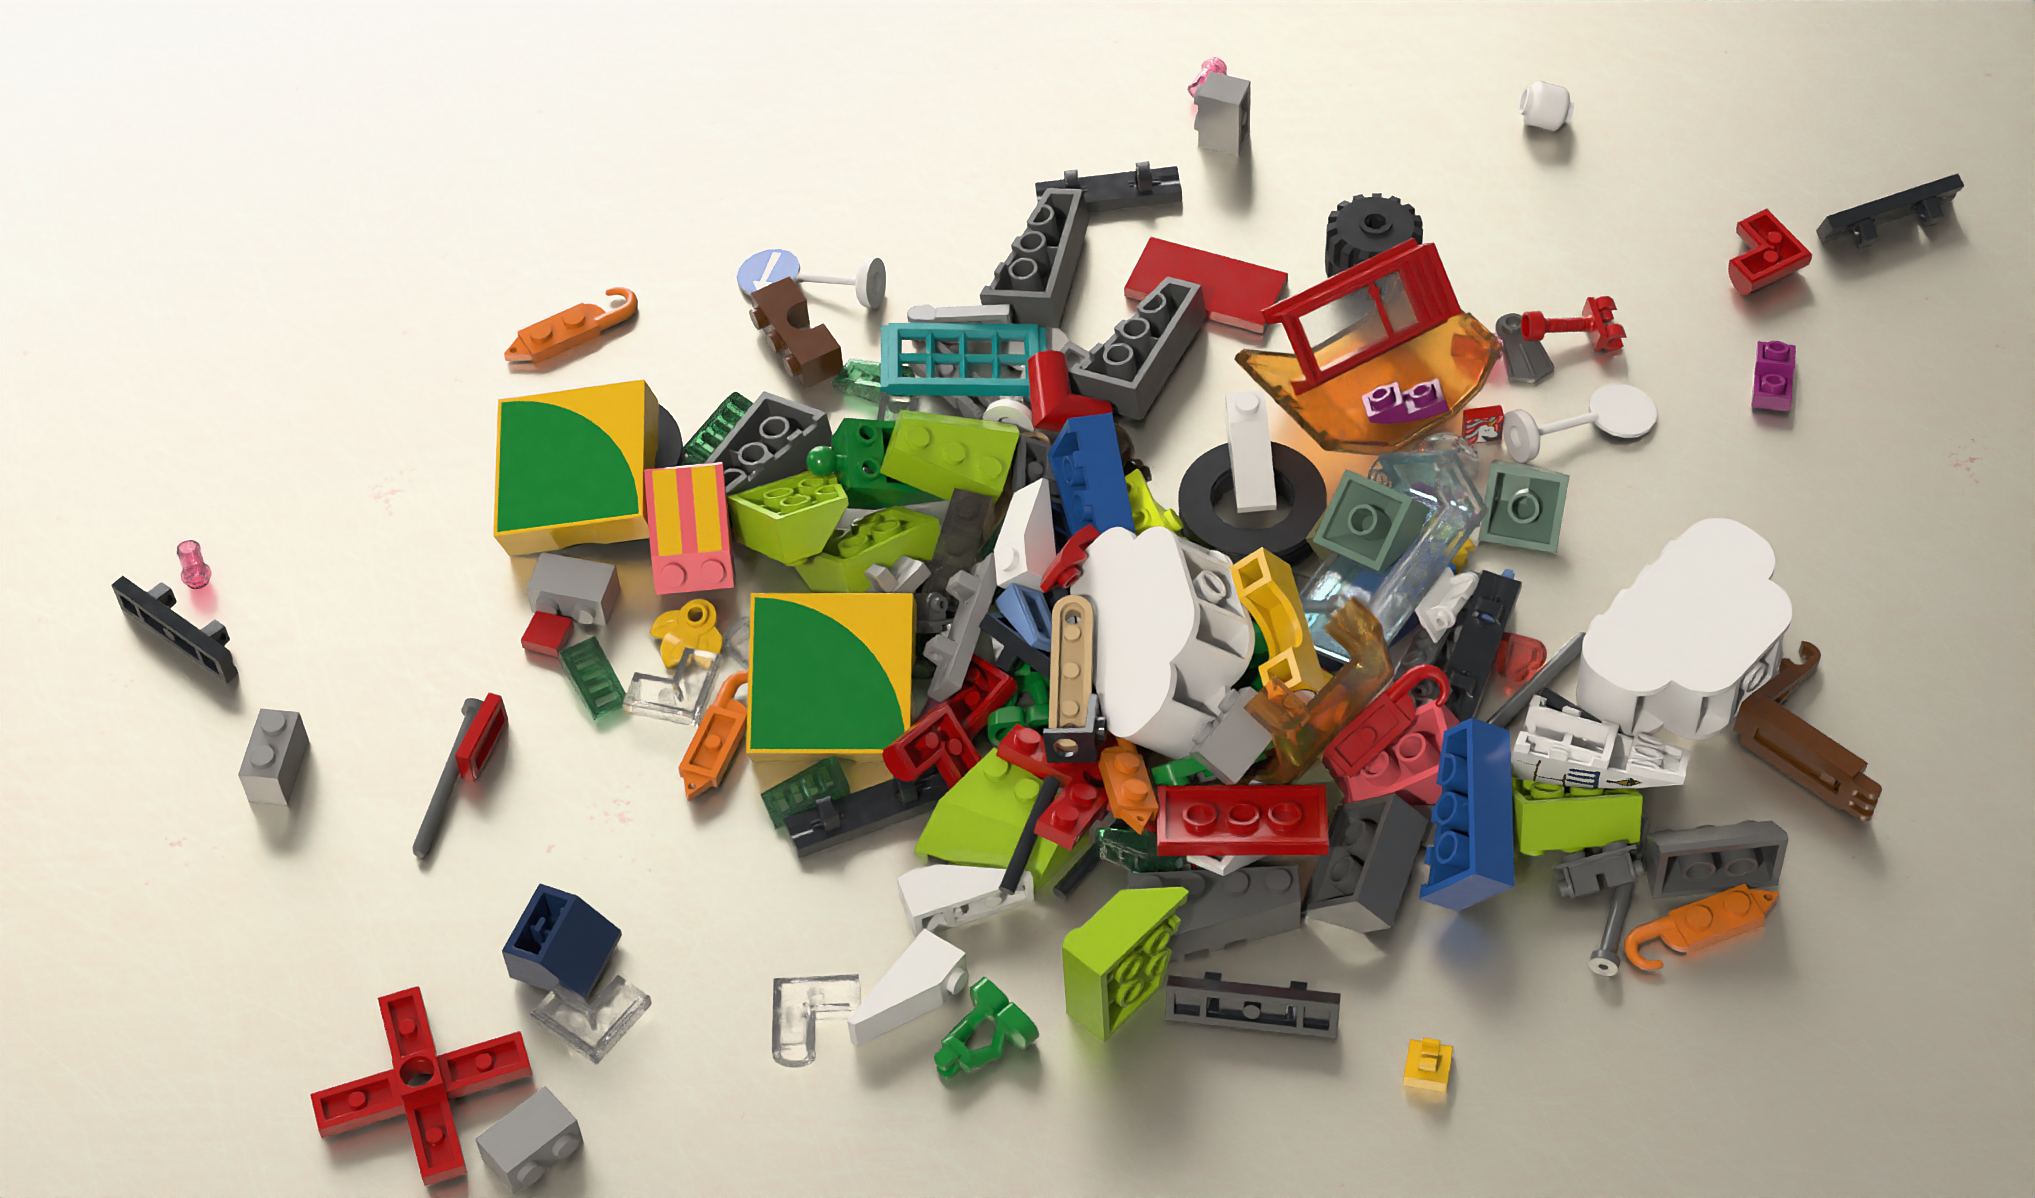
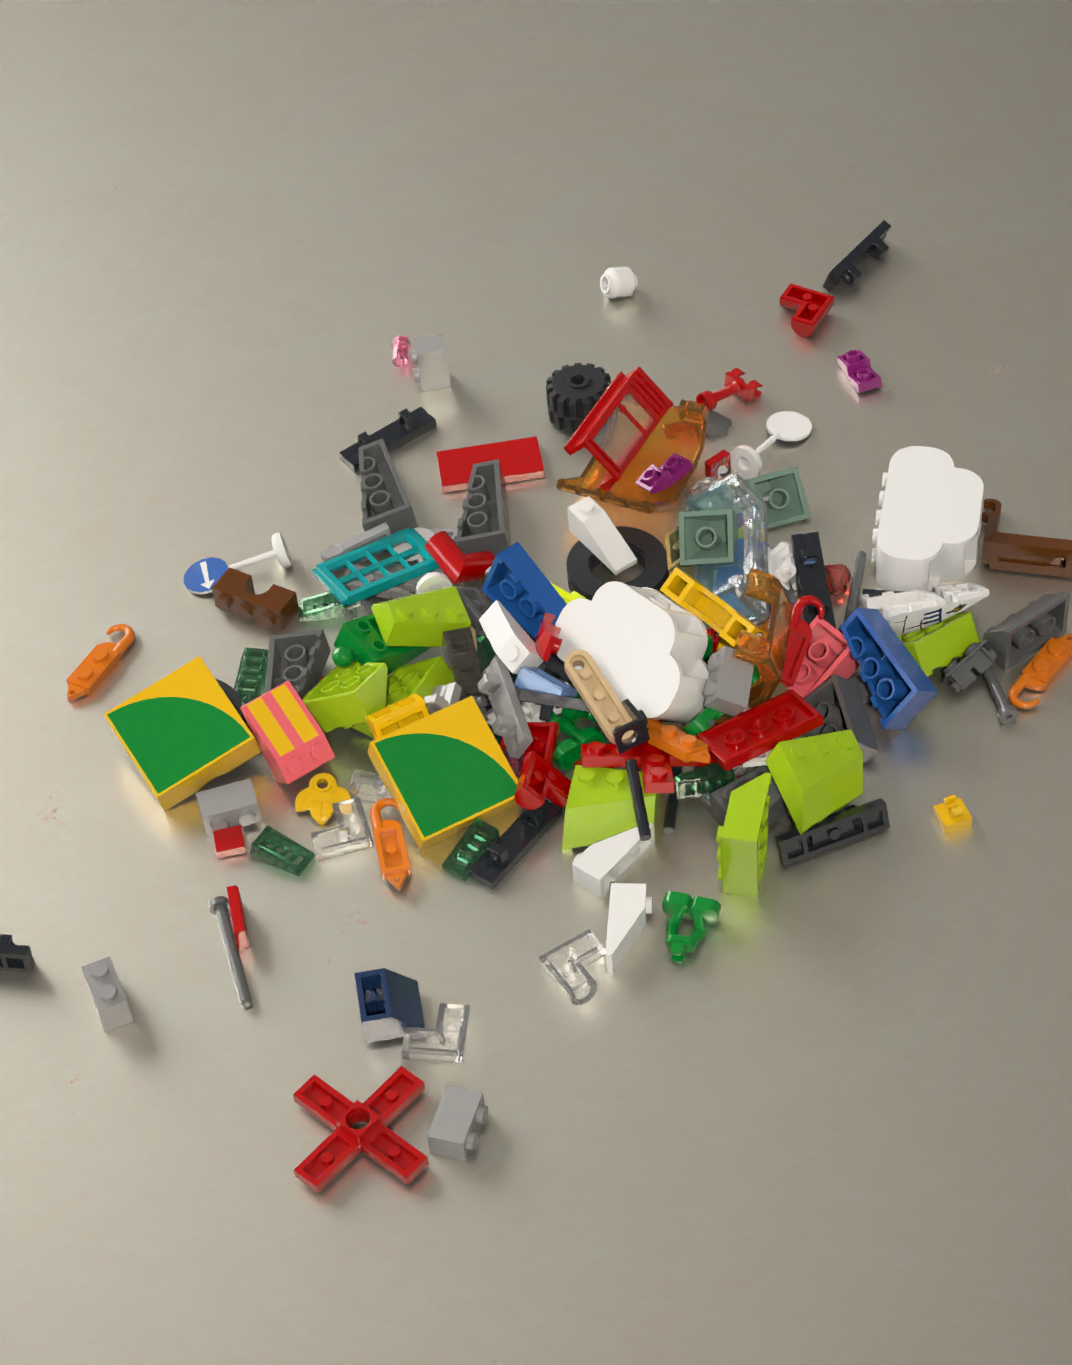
camera: 30 degrees left, 5 degrees down
(817, 574) = (396, 715): none -> yellow hinge
(1269, 923) = (817, 775): none -> lime wedge

